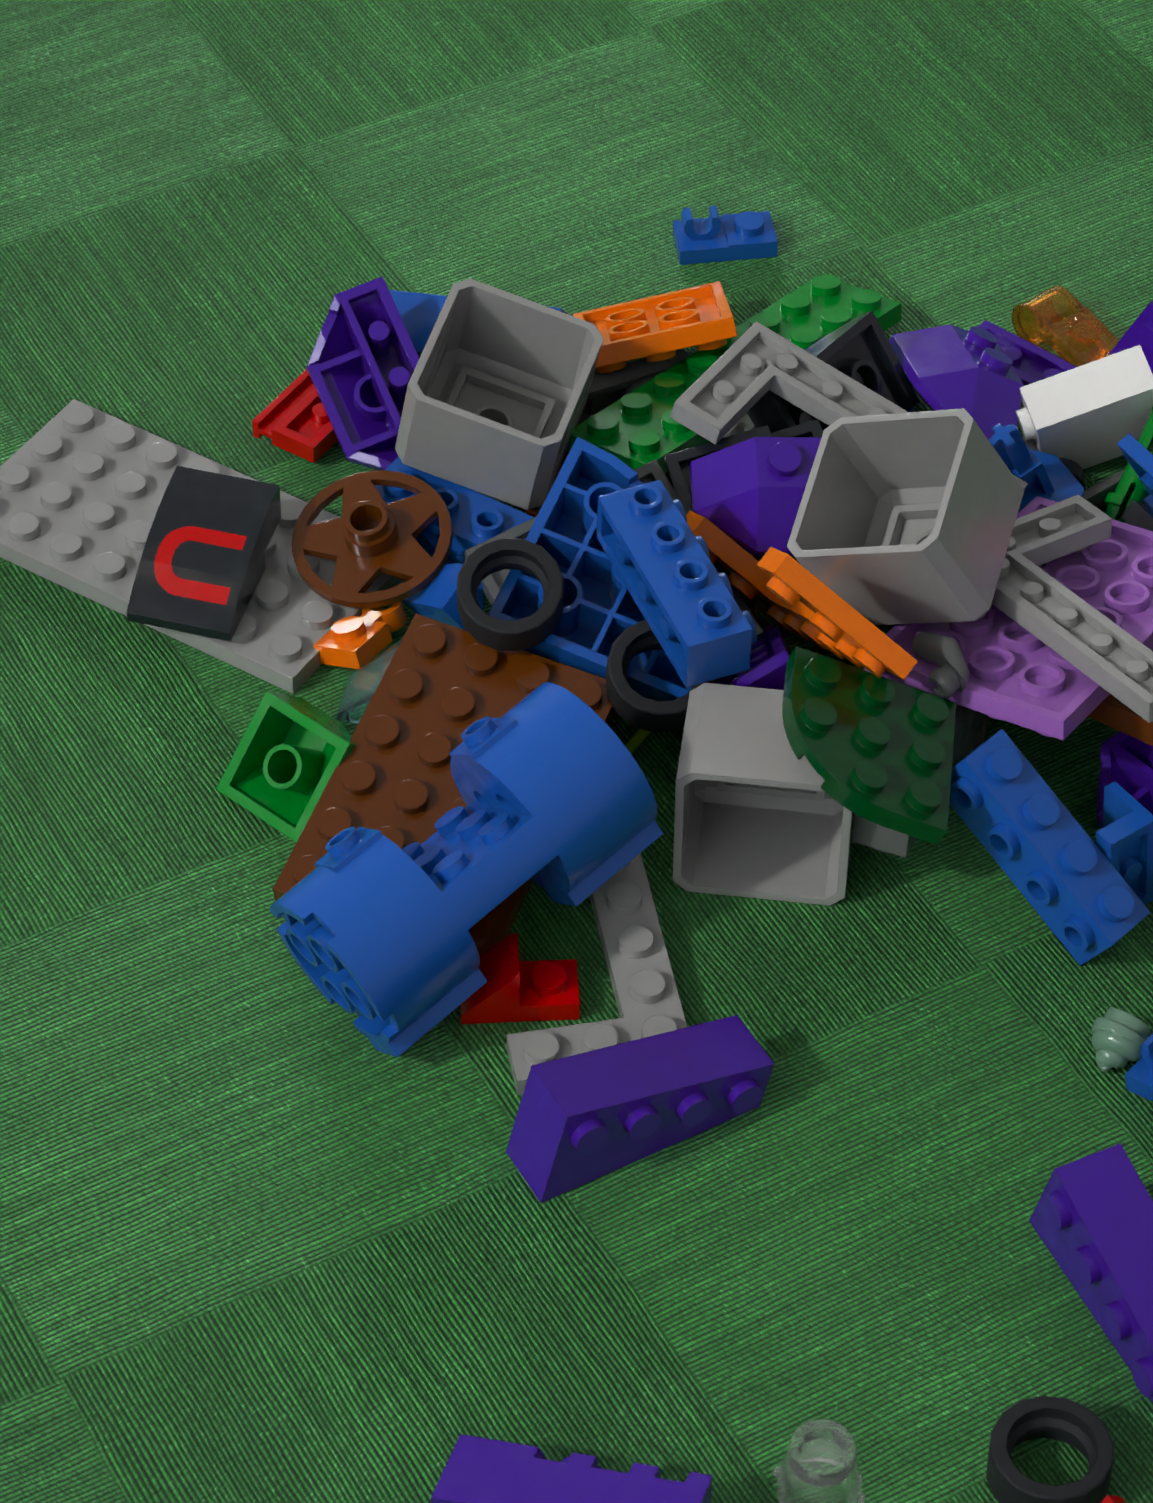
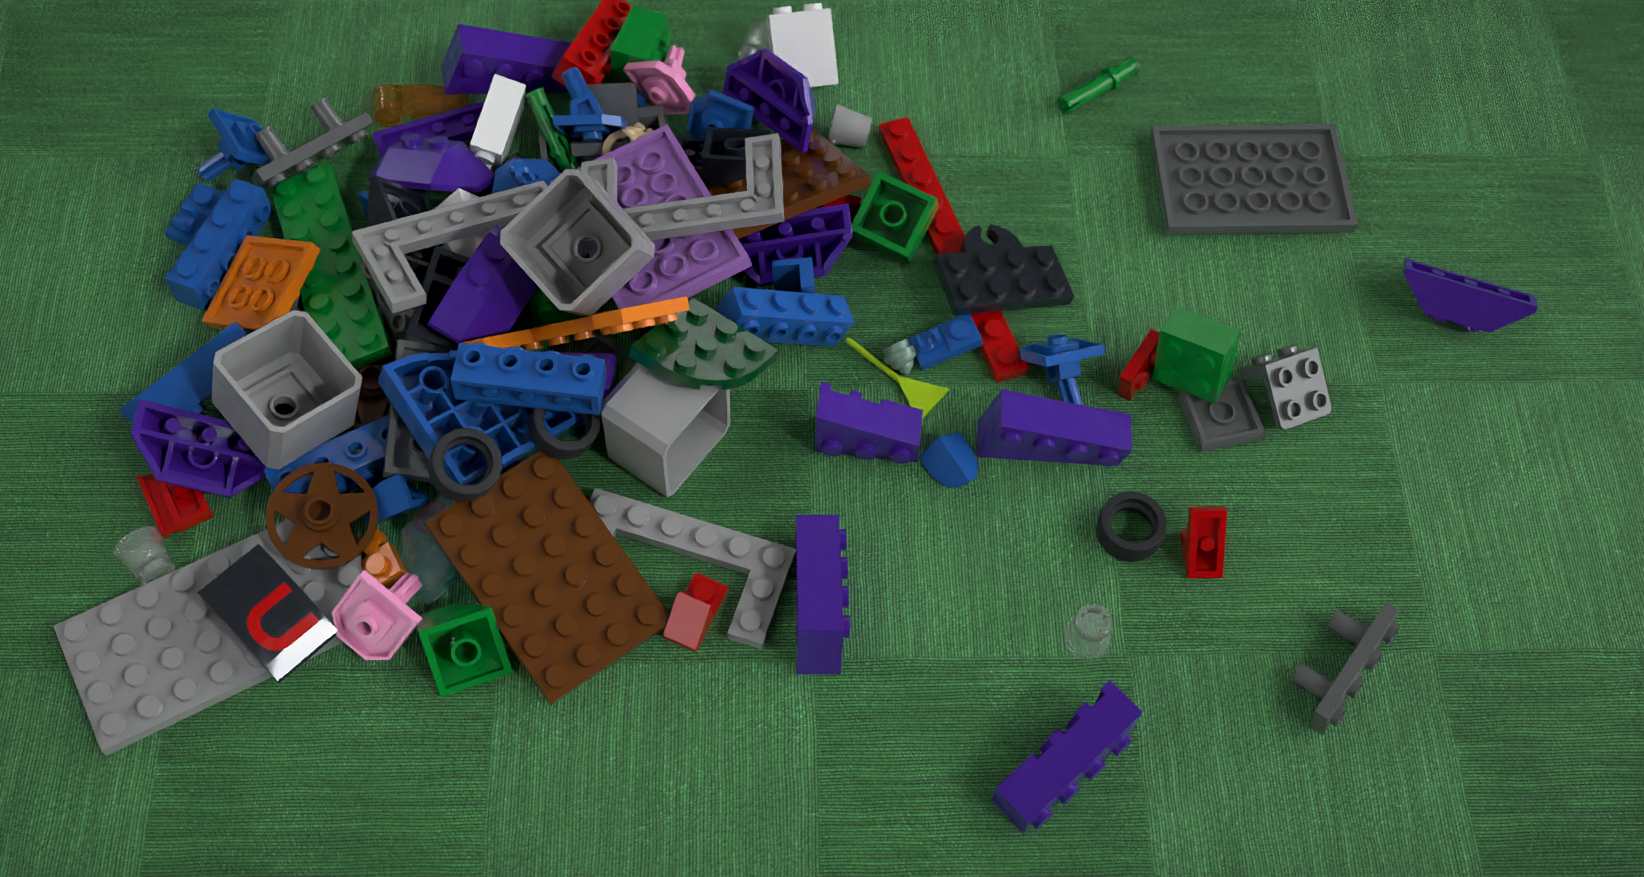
camera: 65 degrees left, 15 degrees up
(215, 420) = (144, 554): none -> clear piece
(271, 655) = (375, 618): none -> bright pink piece
(390, 925) = (642, 590): blue cylinder -> none
(749, 262) = (208, 256): none -> blue brick
(855, 211) = (237, 144): none -> blue piece
(924, 285) = (302, 158): none -> dark grey plate
(945, 651) = (668, 281): dark grey arm -> none
(946, 1040) = (866, 428): none -> dark purple wedge
(990, 1177) = (950, 460): none -> blue brick
(1079, 1100) = (917, 393): none -> lime piece

